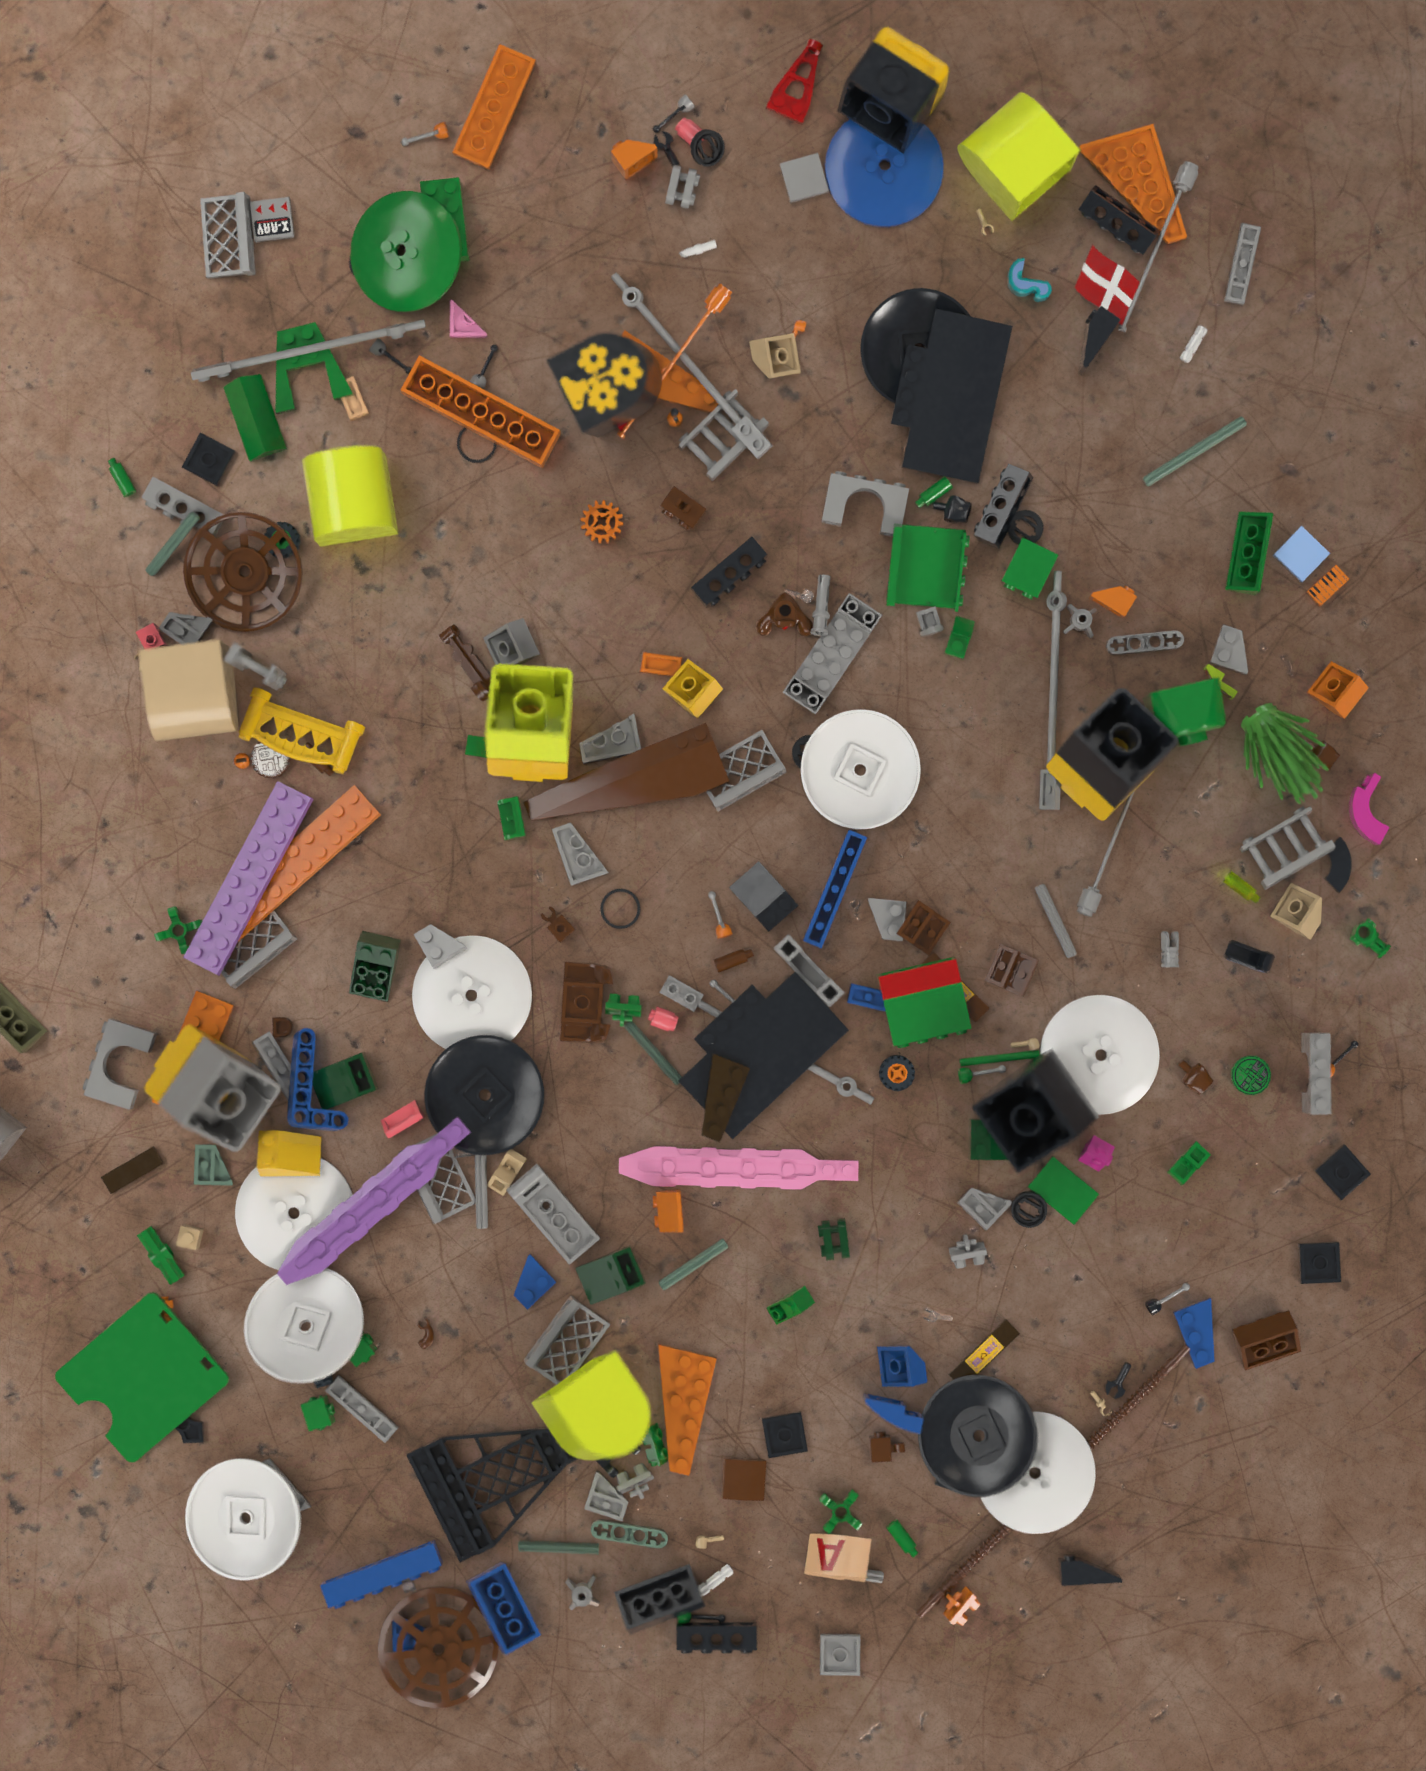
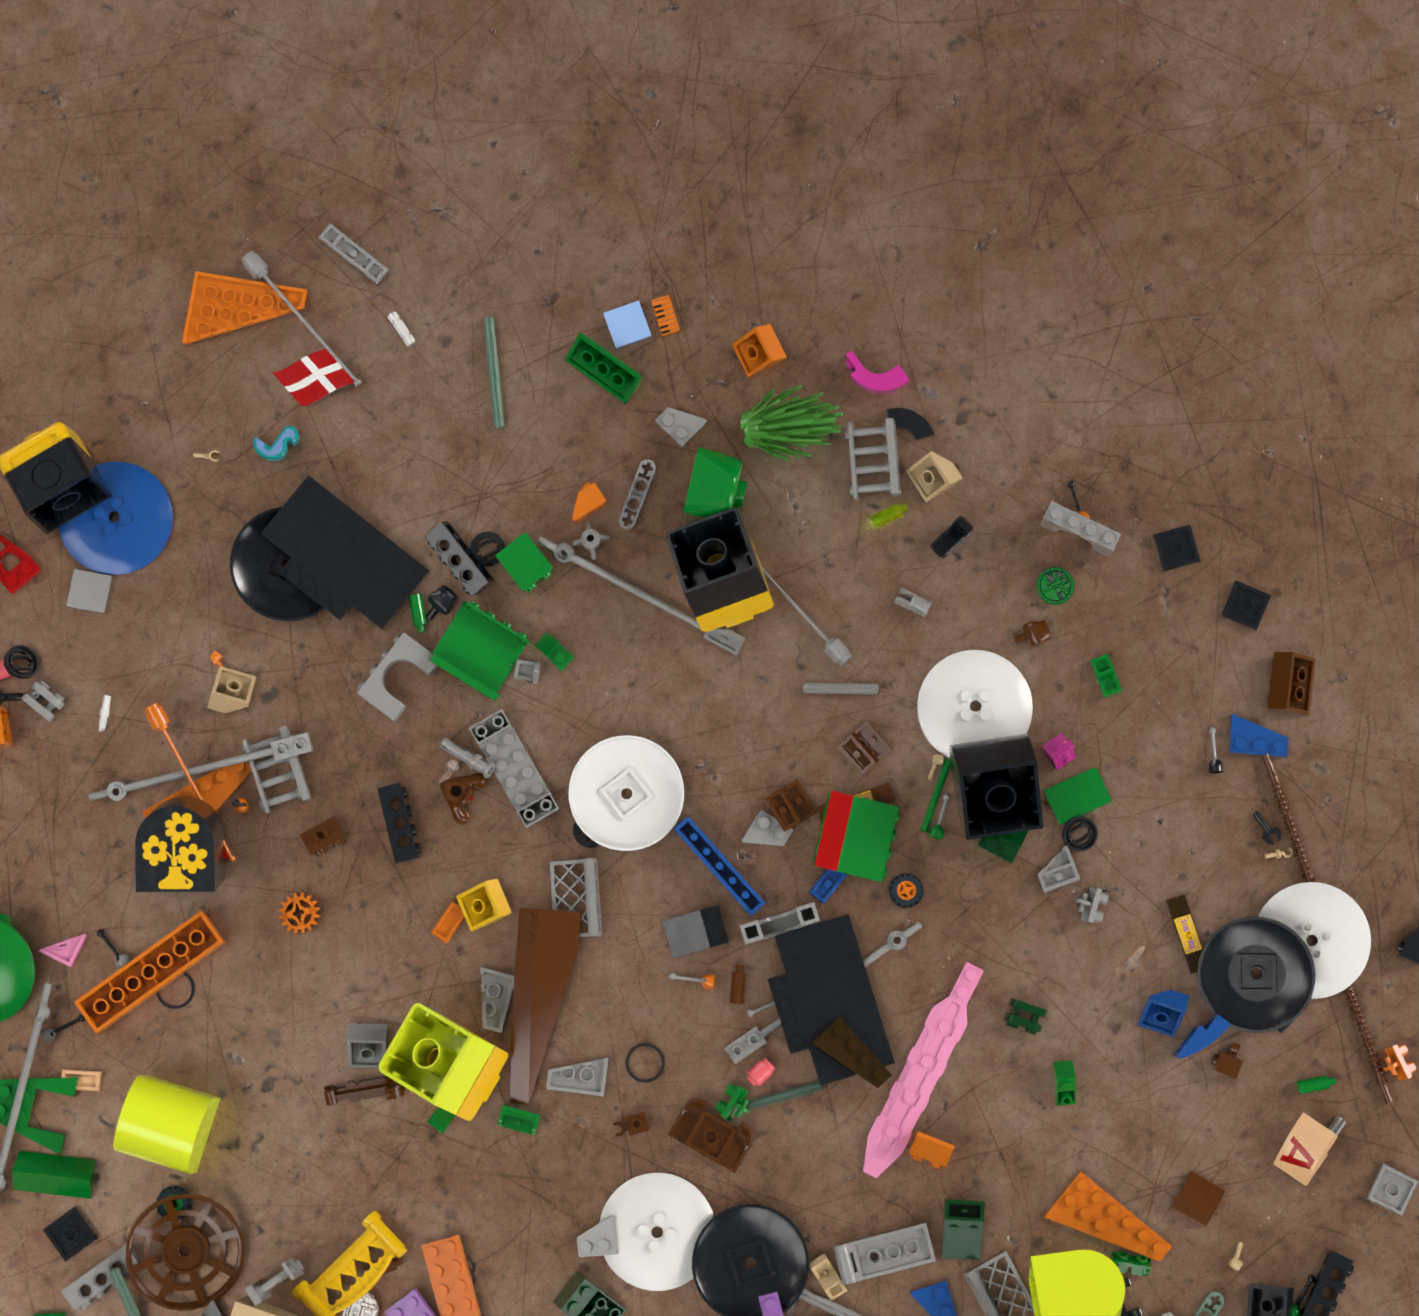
camera: 55 degrees left, 5 degrees down
(627, 1484) = (1154, 1305): light grey hips -> none
(693, 1264) = (988, 1152): sand green axle -> none
(715, 1579) = (1274, 1266): white axle -> none
(784, 1434) = (1175, 1144): black tile -> none
(848, 1517) = (1259, 1113): green pin -> none
(1018, 154) = (163, 398): neon yellow brick -> none
(1099, 328) = (347, 401): black slope -> none
(1130, 220) = (265, 331): black brick -> none
(1226, 690) = (692, 449): lime slope -> none
(1326, 754) = (809, 387): reddish brown piece -> none
(1371, 939) = (987, 425): green connector -> none

